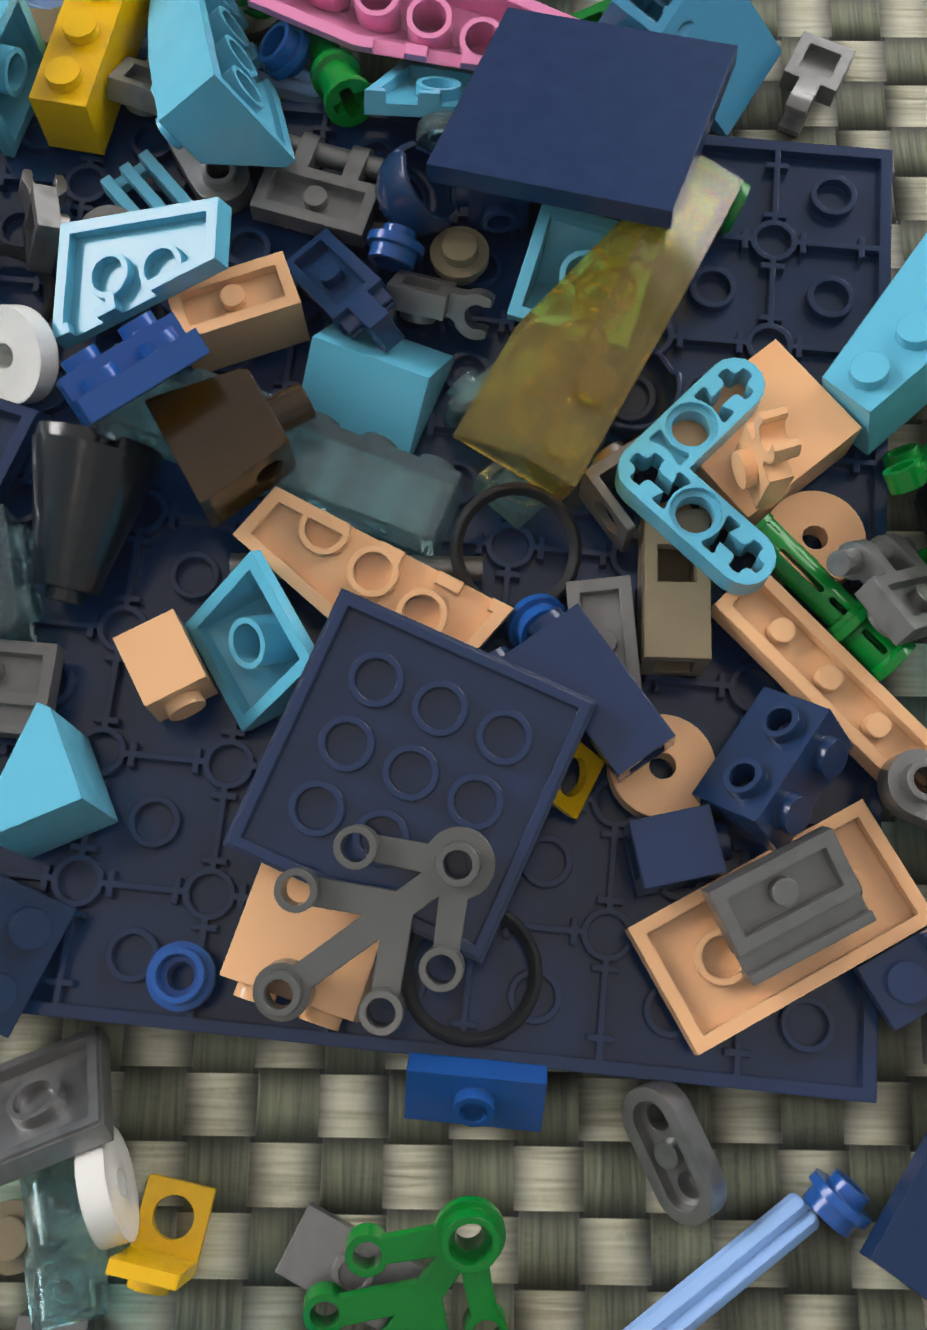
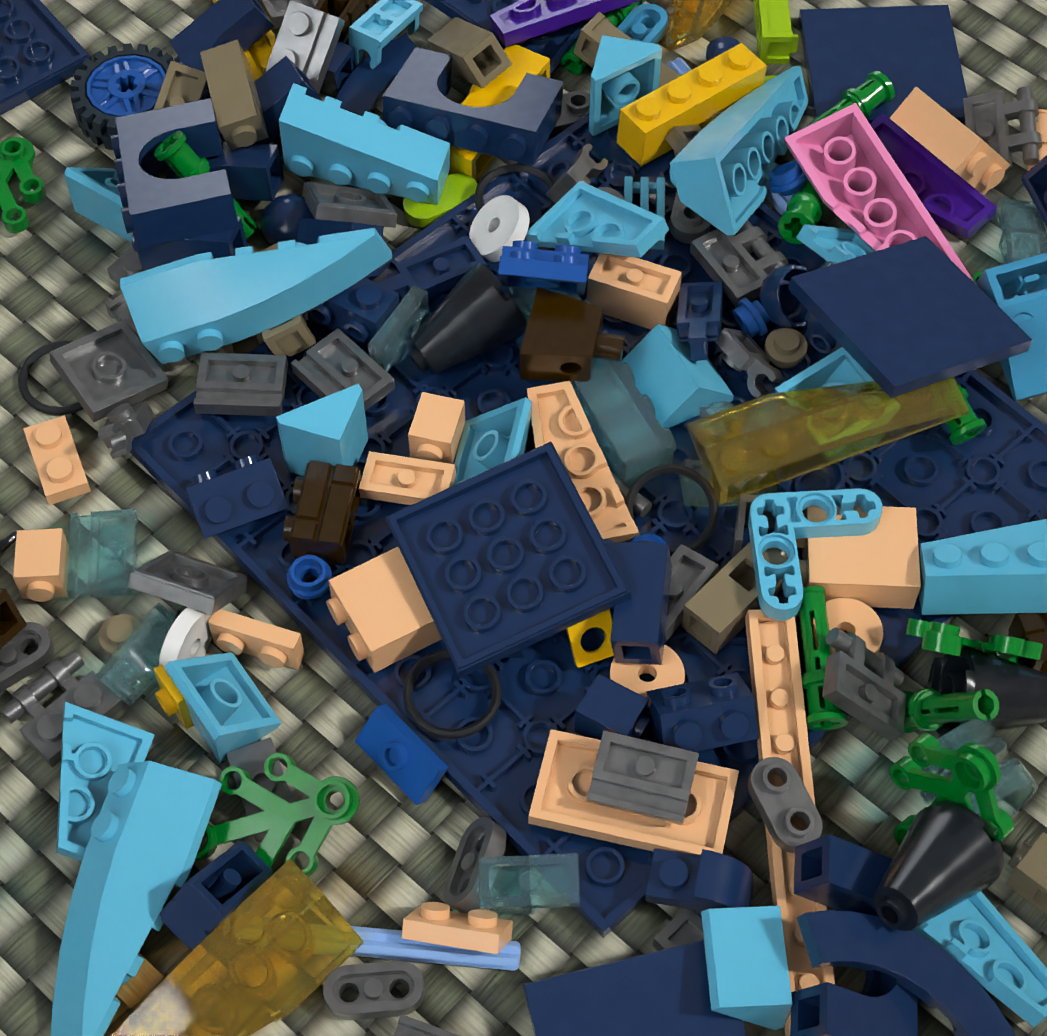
camera: 40 degrees right, 15 degrees down
(126, 883) = (324, 512): none -> dark brown brick
(188, 758) = (404, 478): none -> light nougat plate
(210, 1091) = (266, 641): none -> light nougat plate
(213, 1219) = (222, 702): none -> medium azure slope
(385, 916) = (428, 608): dark grey plant -> none
(730, 1251) = (474, 930): none -> light nougat plate
(763, 455) = (836, 549): light nougat plate -> none
(764, 1130) = (529, 882): none -> clear light blue slope
(838, 1201) = (537, 960): blue plate -> none

